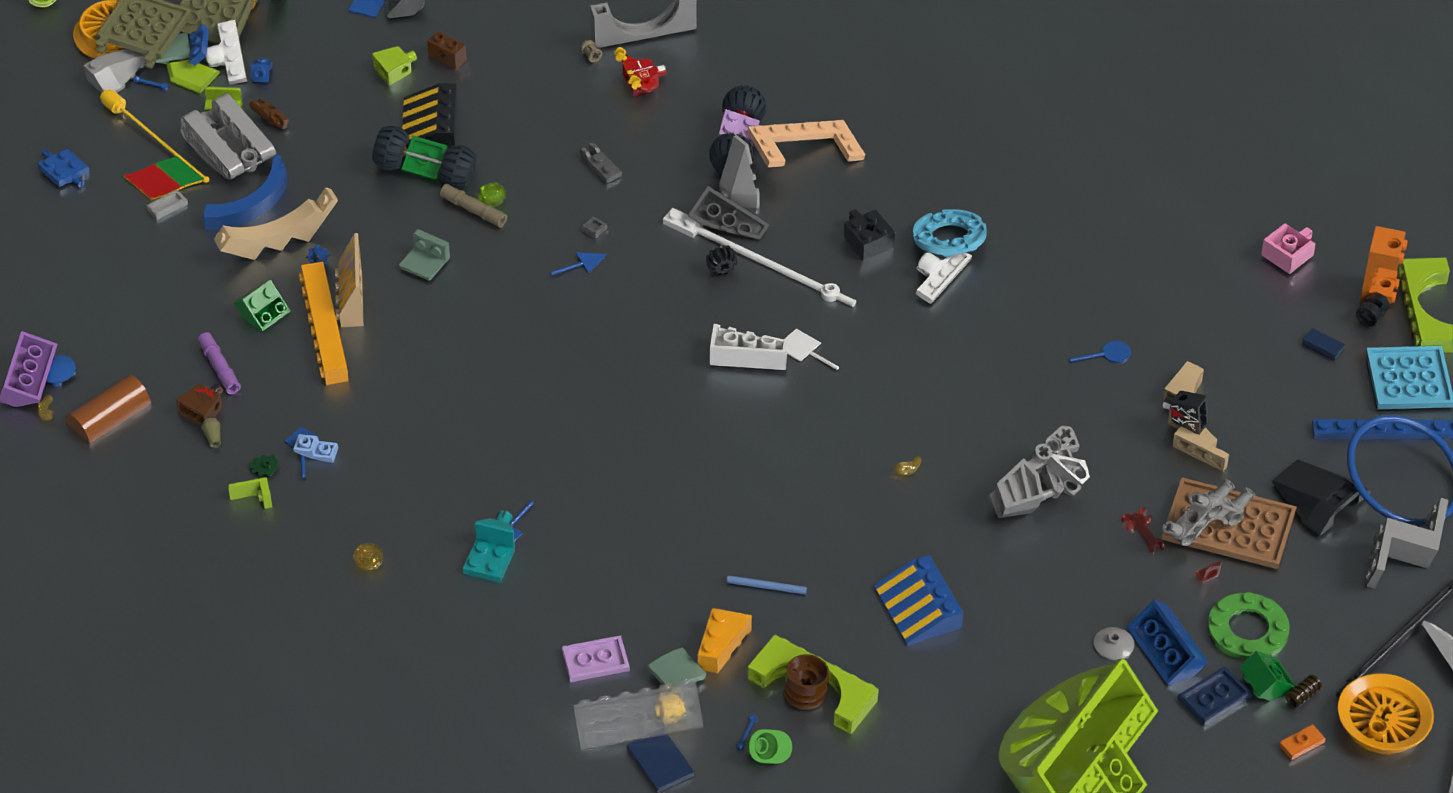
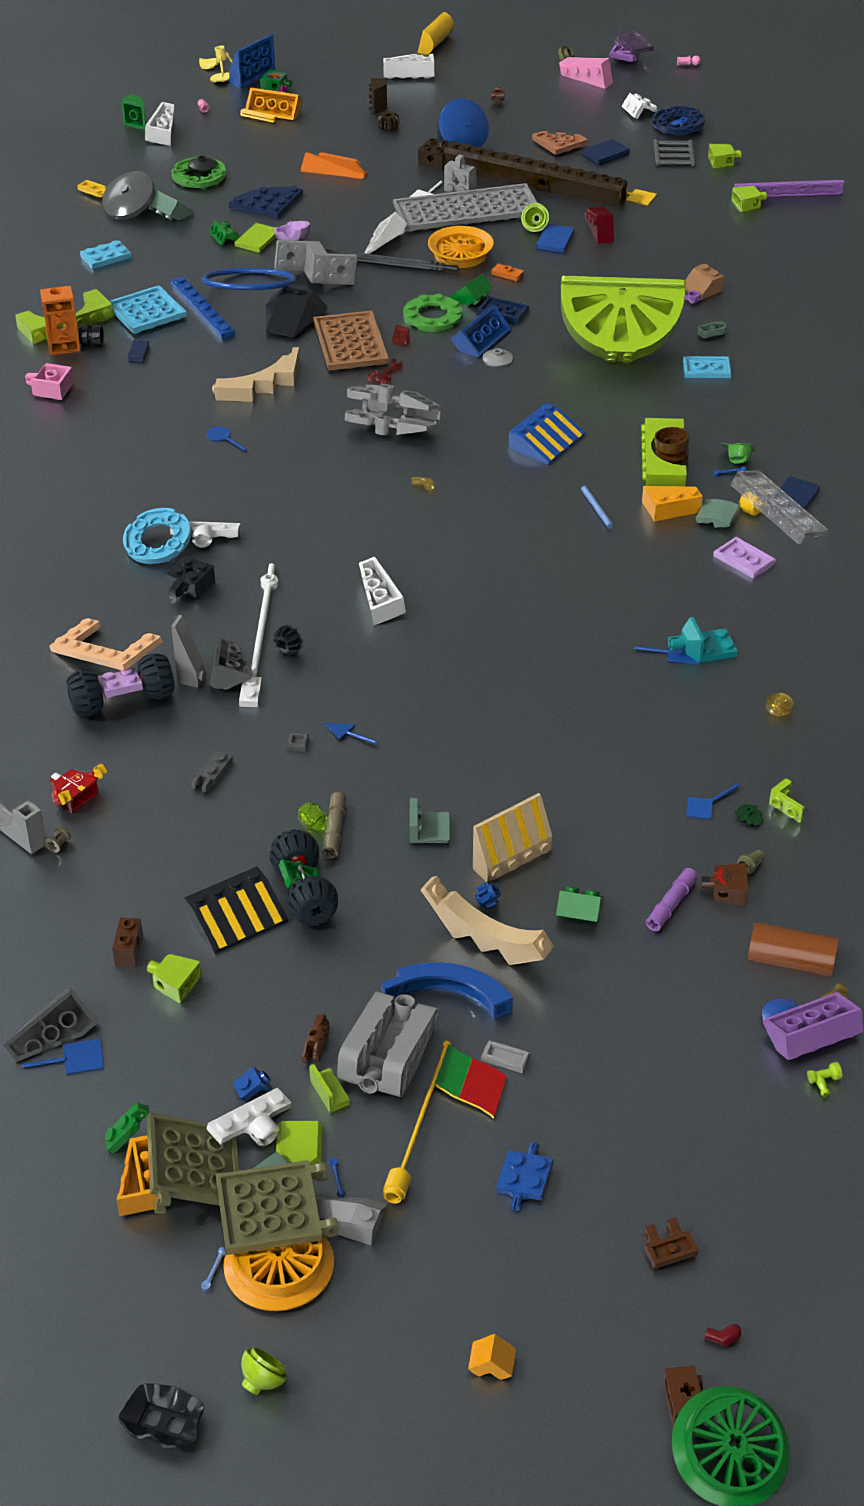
camera: 120 degrees left, 5 degrees down
(199, 44) = (262, 1145): blue plate -> none
(313, 448) = (702, 788): light blue slope -> none
(324, 323) = (561, 852): light orange brick -> none
(802, 345) = (342, 578): white piece -> none
(1188, 410) = (275, 365): black torso -> none
(1209, 507) = (368, 323): light grey pin -> none
(1303, 691) = (462, 277): dark brown piece -> none

